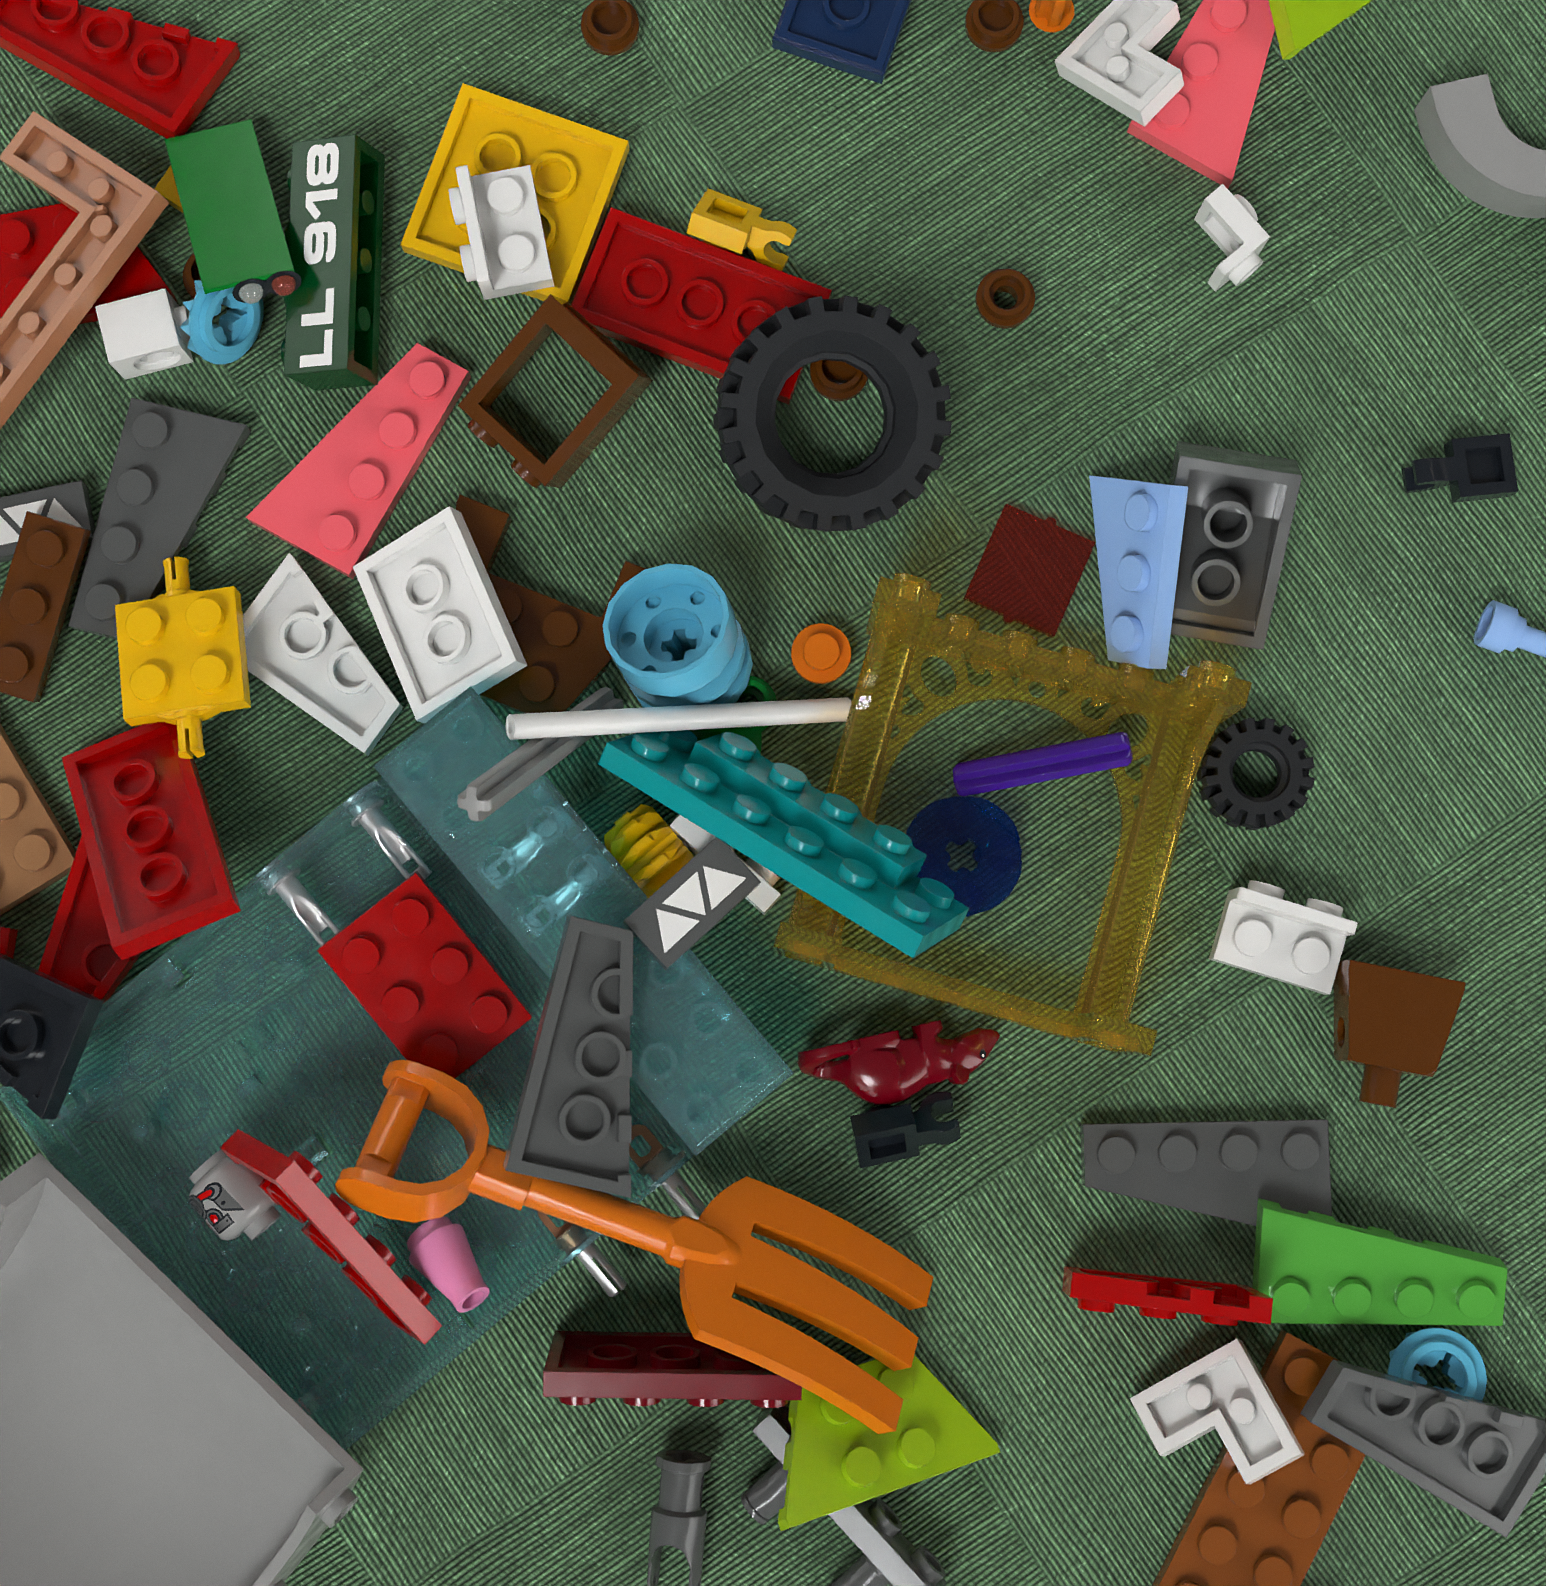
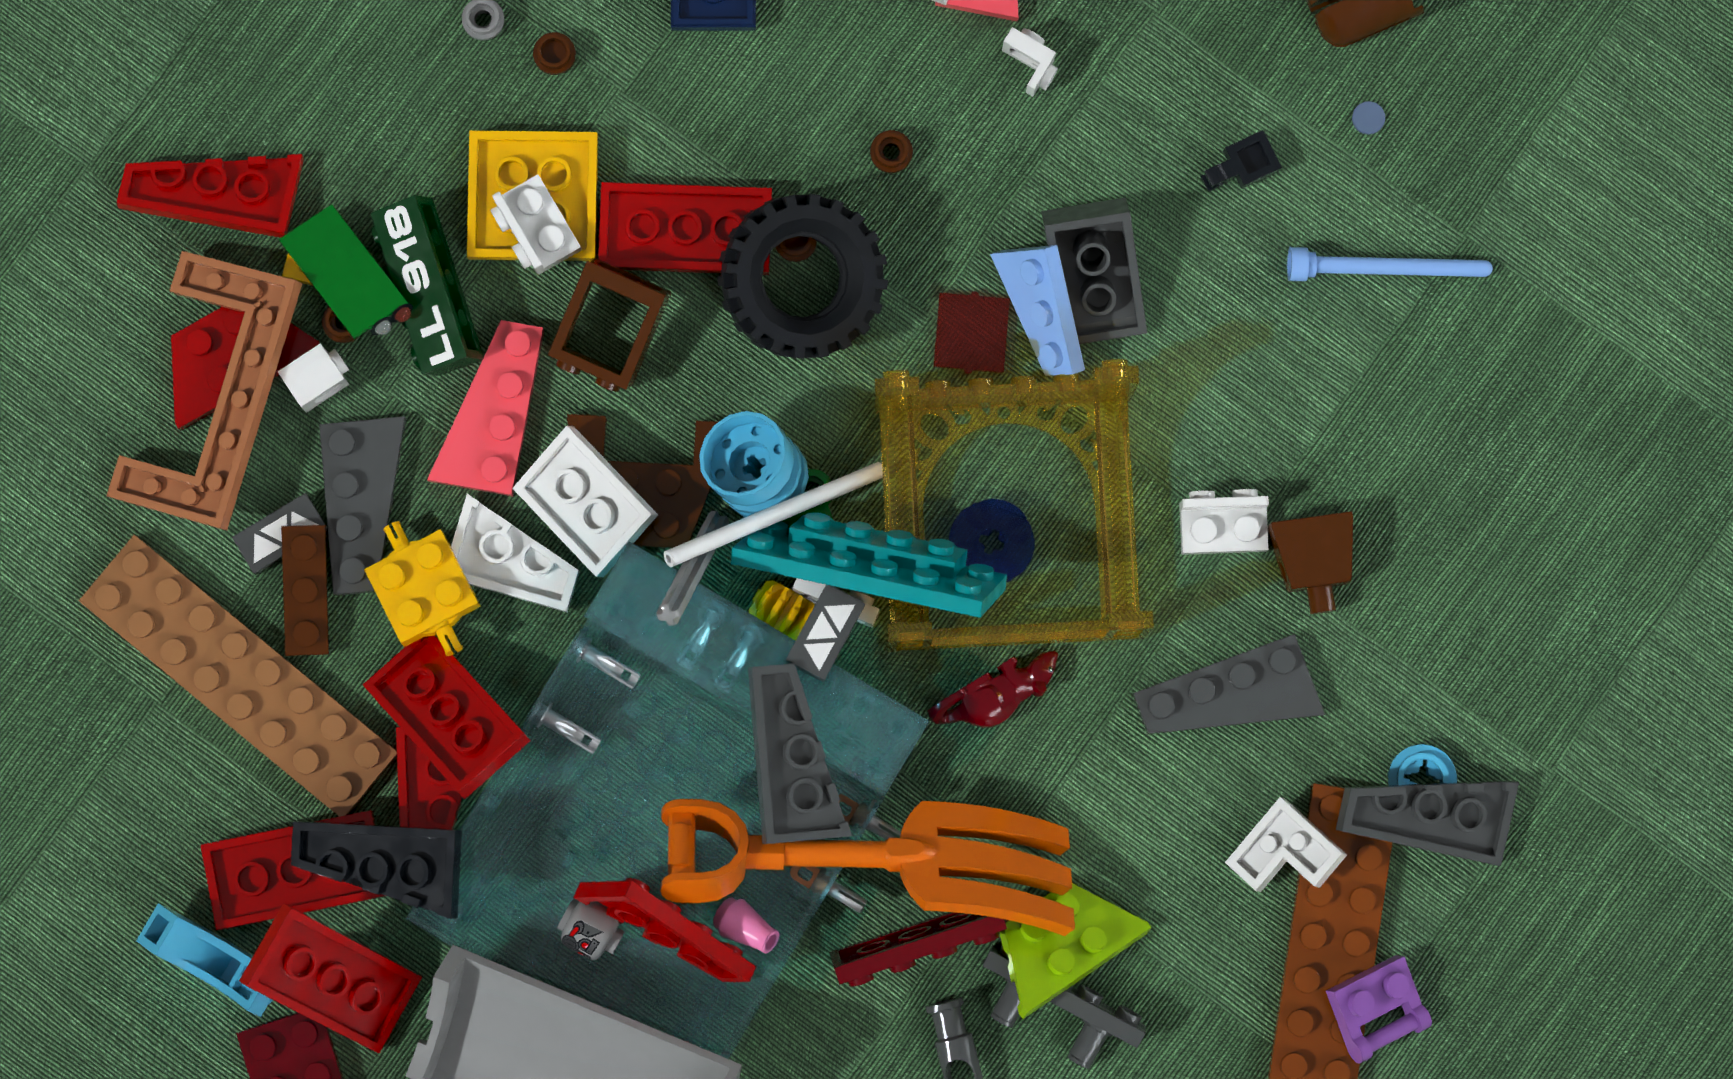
camera: 20 degrees left, 0 degrees up
(235, 330) = (364, 355): medium azure gear -> none
(425, 979) = (663, 745): red plate -> none
(739, 225) = (689, 165): yellow plate -> none
(821, 653) = (849, 438): orange plate -> none
(897, 1132) = (1011, 741): black plate -> none
(1042, 764) = (1024, 462): dark purple axle -> none
(1166, 1296) = (1223, 788): red wing -> none
(1291, 768) = (1169, 393): black tyre -> none
(1369, 1276) = (1339, 731): bright green wing -> none

